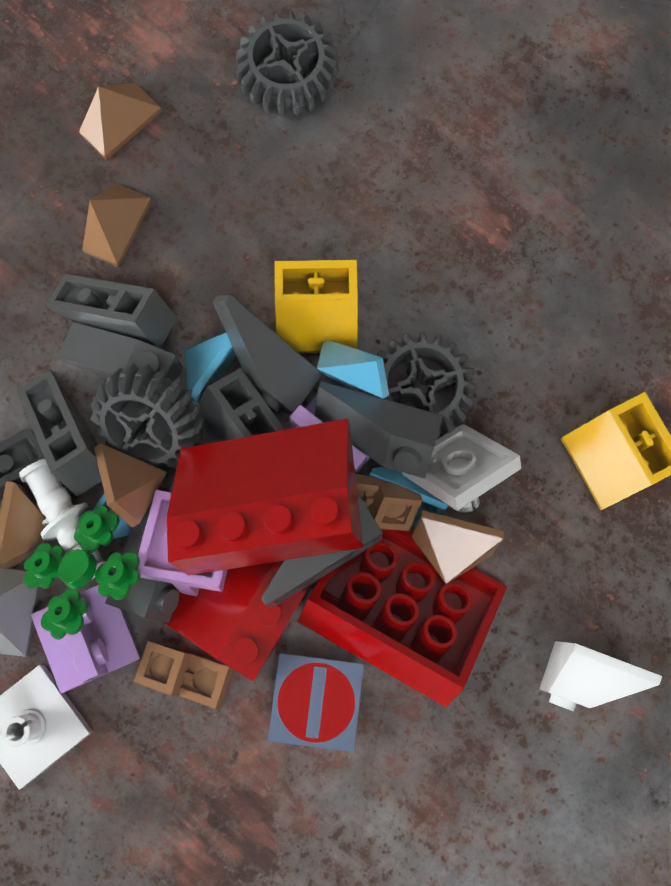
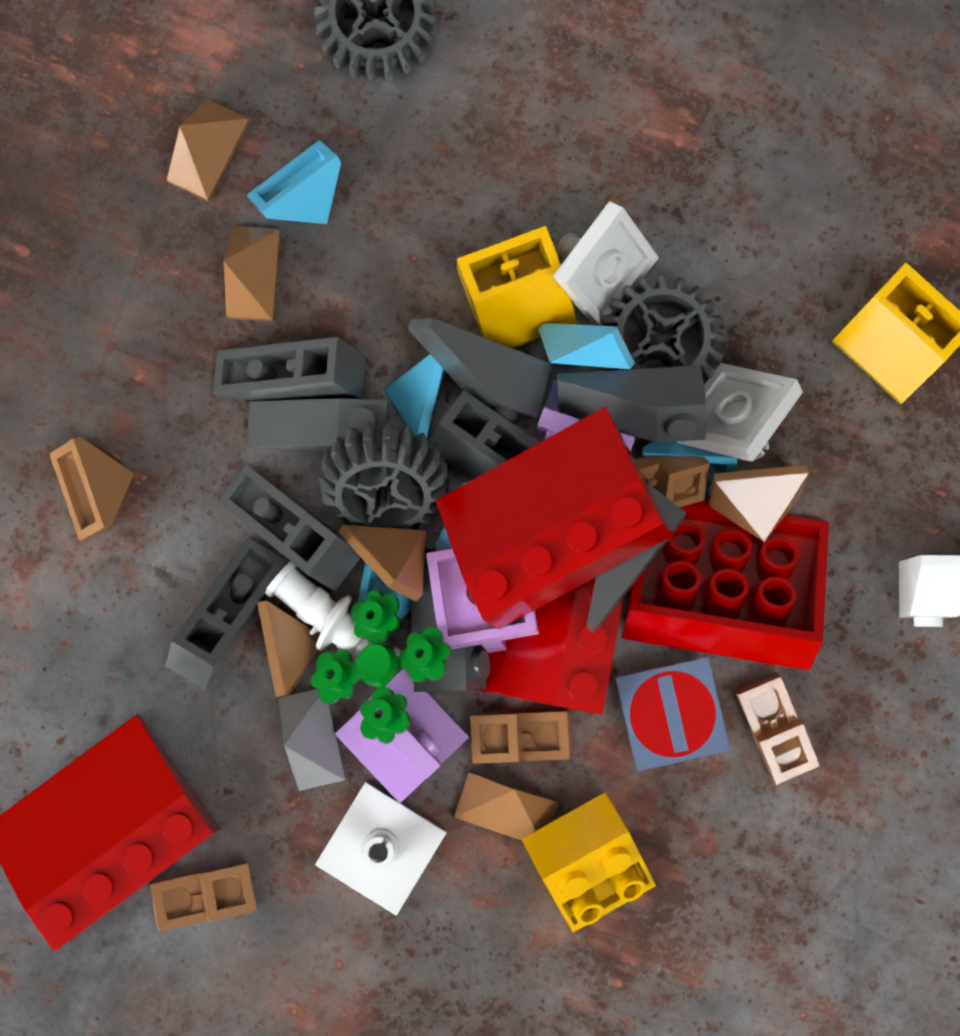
camera: 20 degrees left, 5 degrees up
(149, 732) = (503, 807): none -> medium nougat slope
(178, 173) = (301, 188): none -> medium azure slope
(196, 805) = (589, 862): none -> yellow slope
(395, 306) = (603, 262): none -> white tile
(401, 747) = (776, 728): none -> slope

